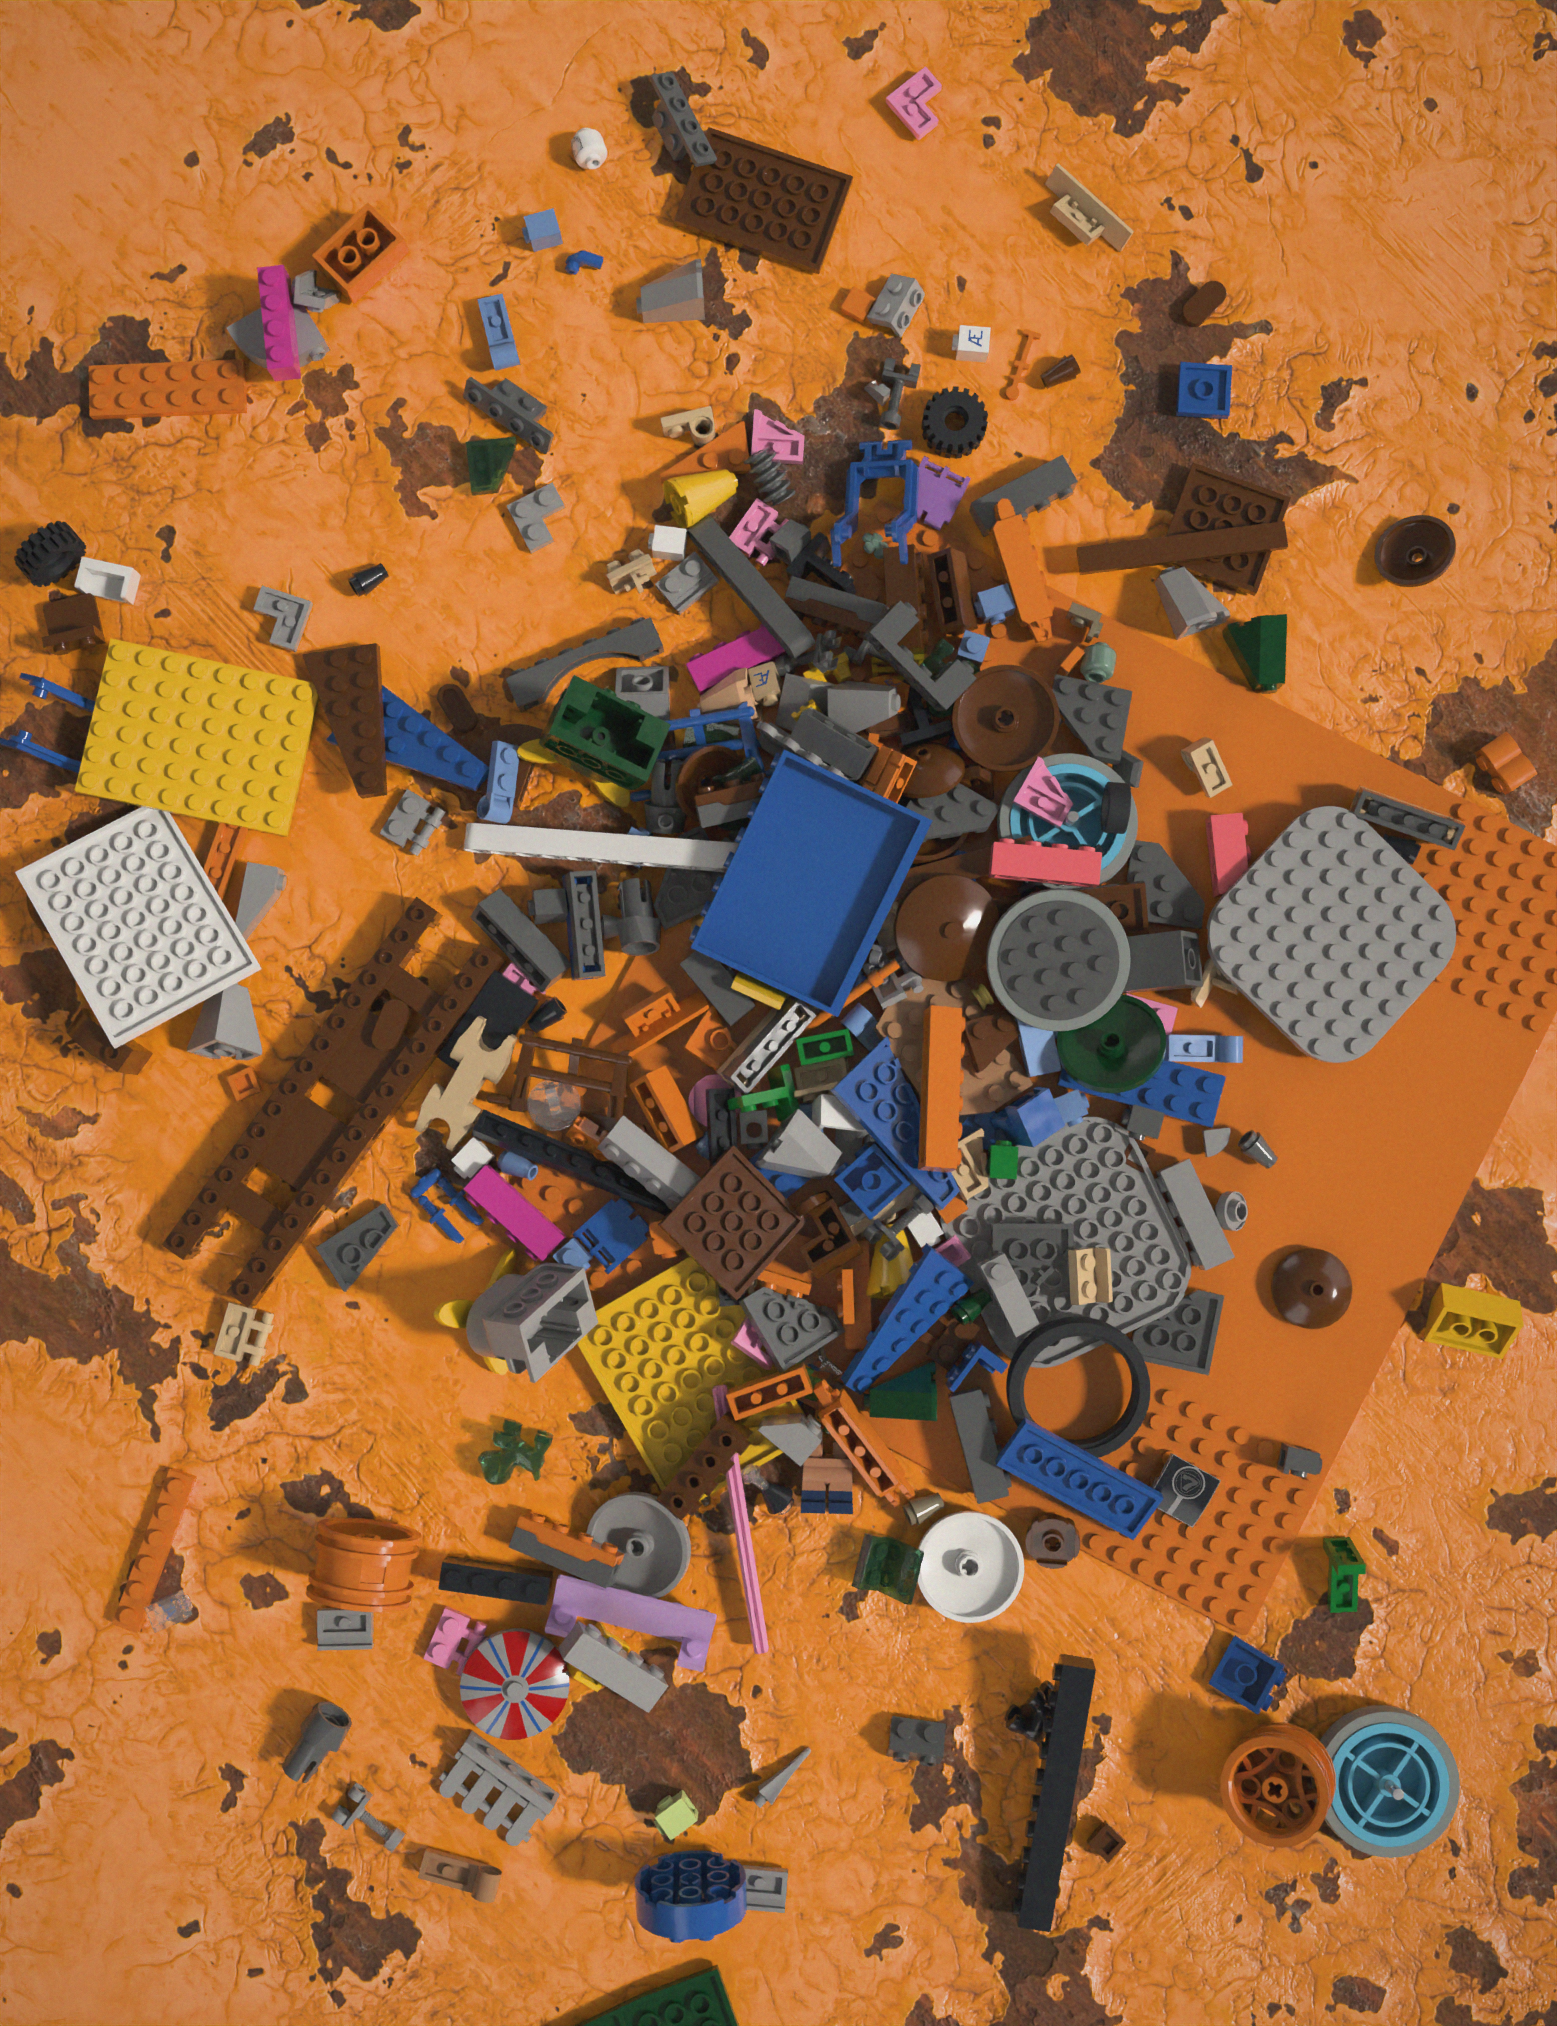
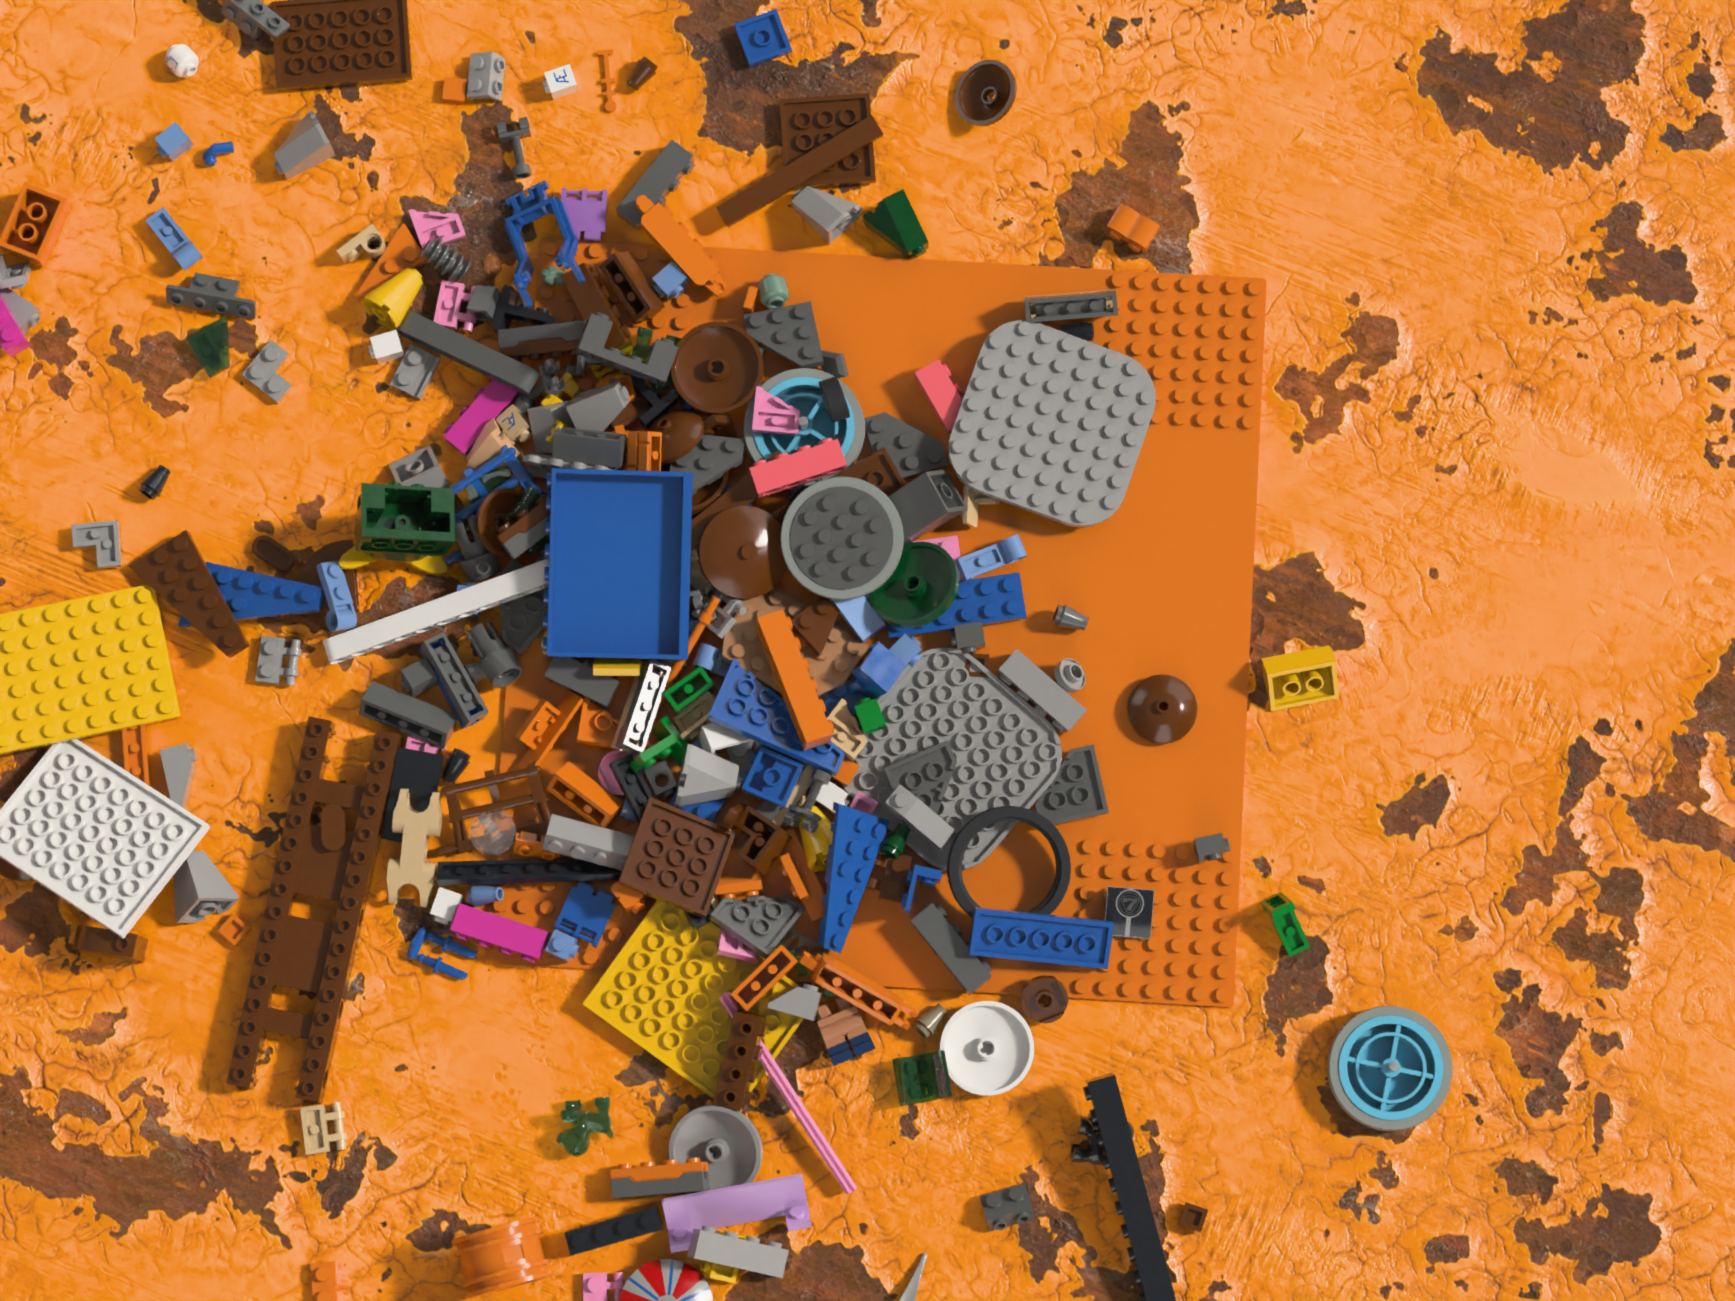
camera: 20 degrees left, 5 degrees down
(357, 1245) = (383, 1016): dark grey wing -> none
(525, 1318) = (544, 1006): light grey brick -> none
(535, 684) = (393, 438): dark grey arch -> none
(631, 574) = (368, 385): tan hips -> none
(776, 1497) = (809, 1064): piece -> none
(879, 393) = (503, 153): light grey tile -> none
(905, 1395) = (875, 936): dark green slope -> none
(949, 440) = (574, 167): black tyre -> none
(973, 648) = (668, 324): medium blue brick -> none
(982, 996) = (798, 594): light yellow bush -> none
(1083, 616) = (744, 260): dark tan bracket -> none
(1090, 1275) = (978, 774): tan bracket -> none
(1206, 762) = (893, 332): tan plate -> none
(1215, 1140) = (1033, 626): light grey tile -> none
(1248, 1675) = (1246, 1035): blue plate -> none
(1278, 1785) = (1300, 1102): orange wheel -> none

